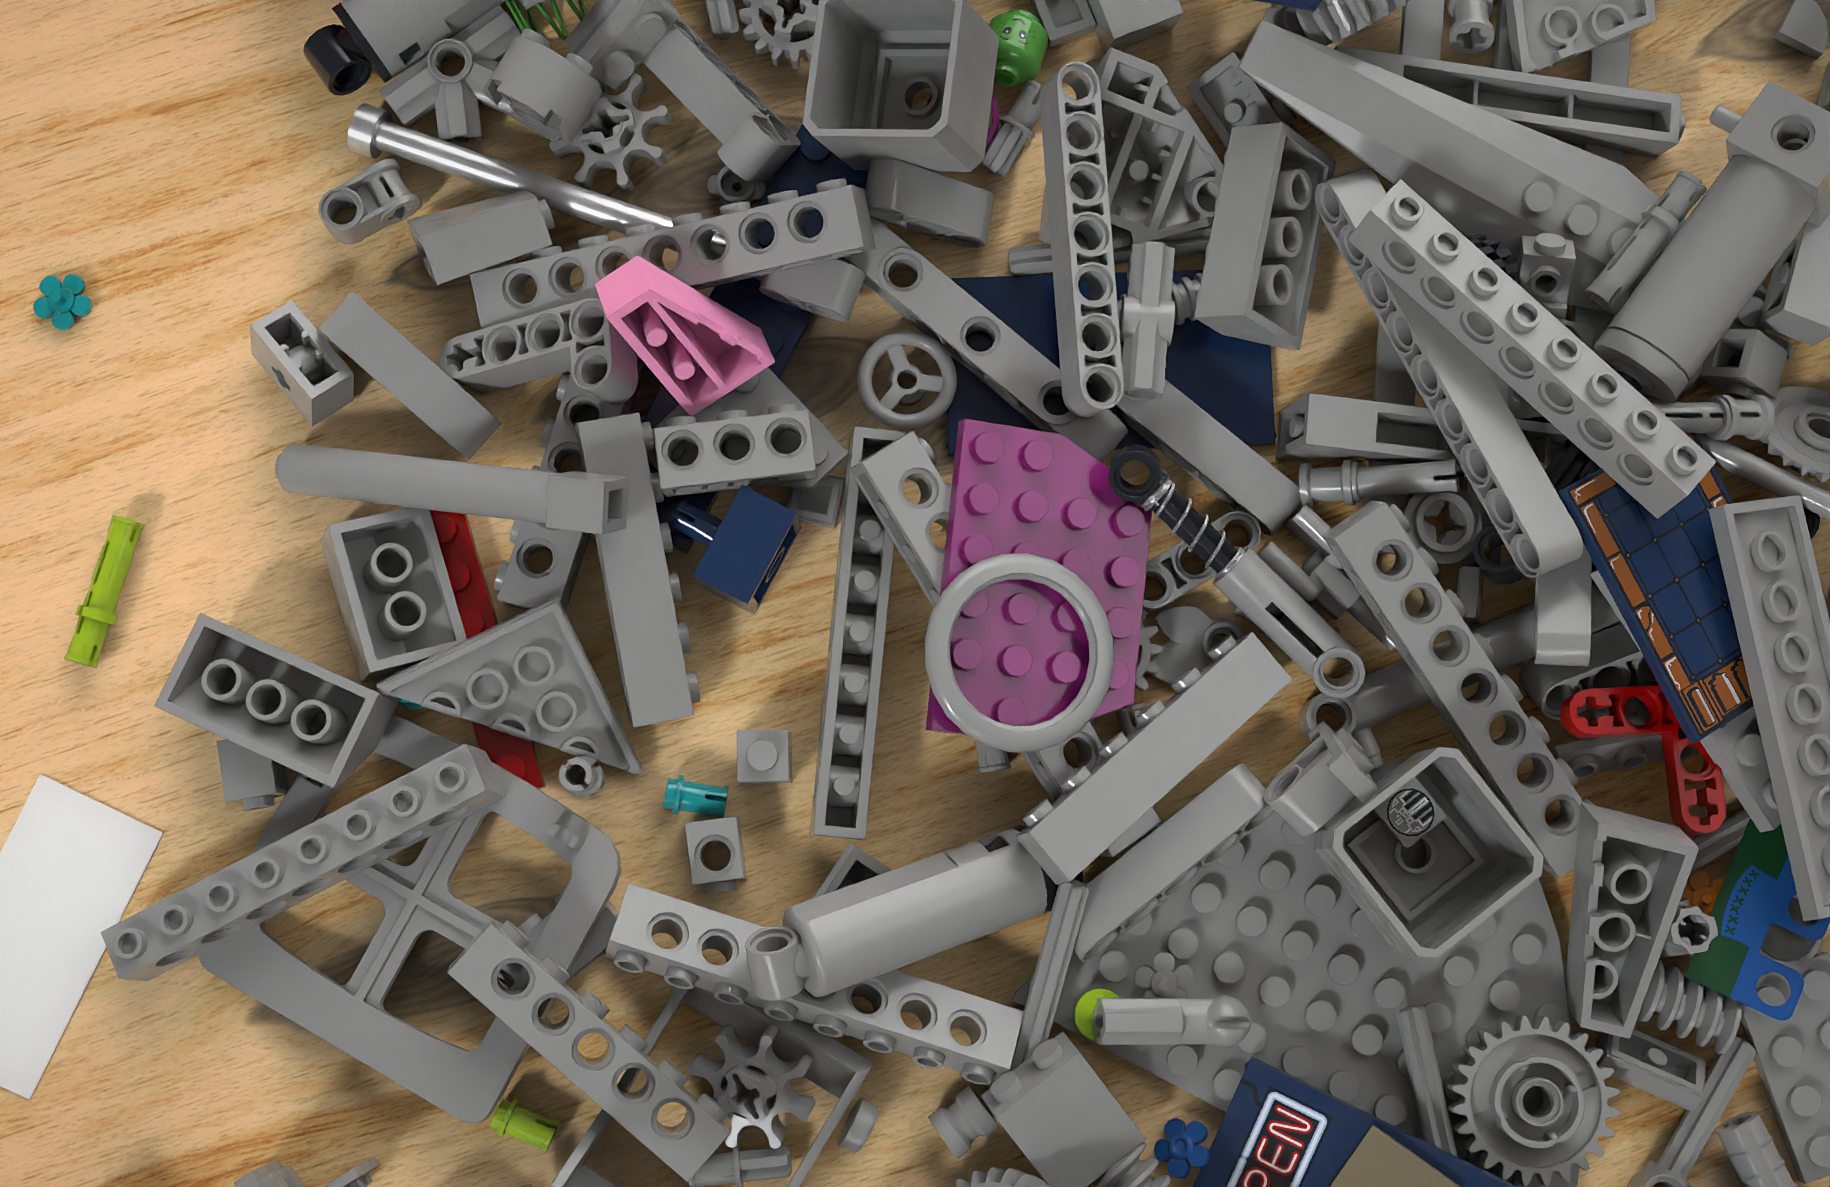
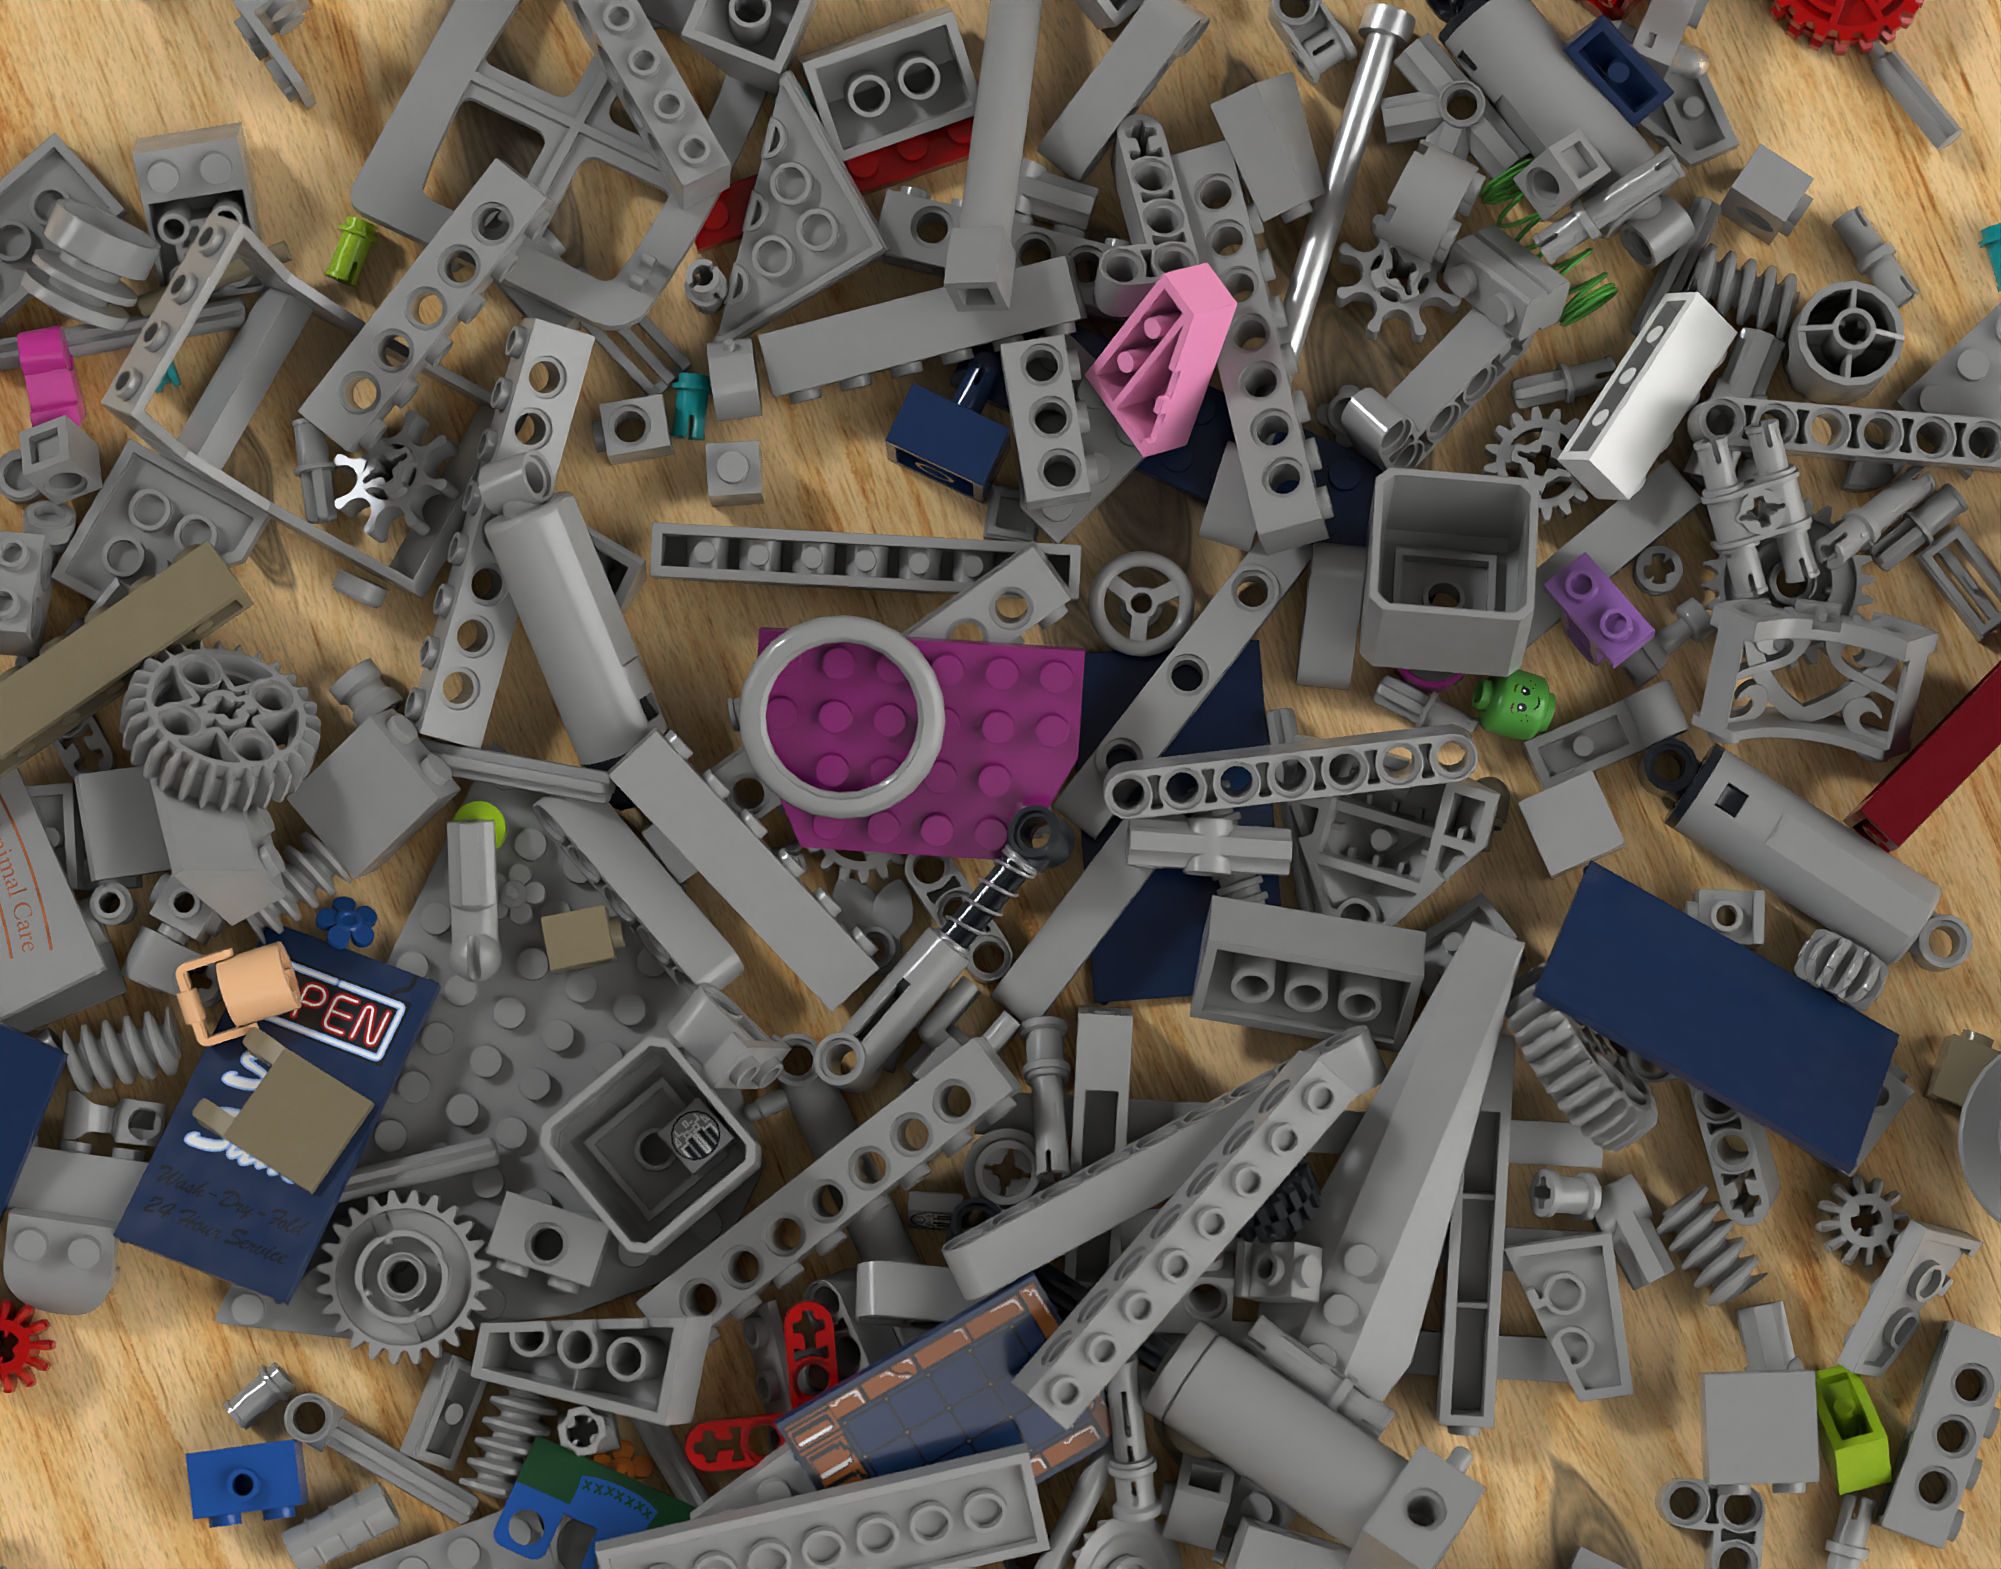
camera: 90 degrees right, 0 degrees up
(516, 438) = (1054, 197): none -> light grey piece
(665, 820) = (667, 377): none -> light grey tile
(673, 753) = (734, 379): none -> light grey piece
(1212, 917) = (582, 938): none -> dark tan brick
(1476, 975) = (525, 1218): none -> light grey brick

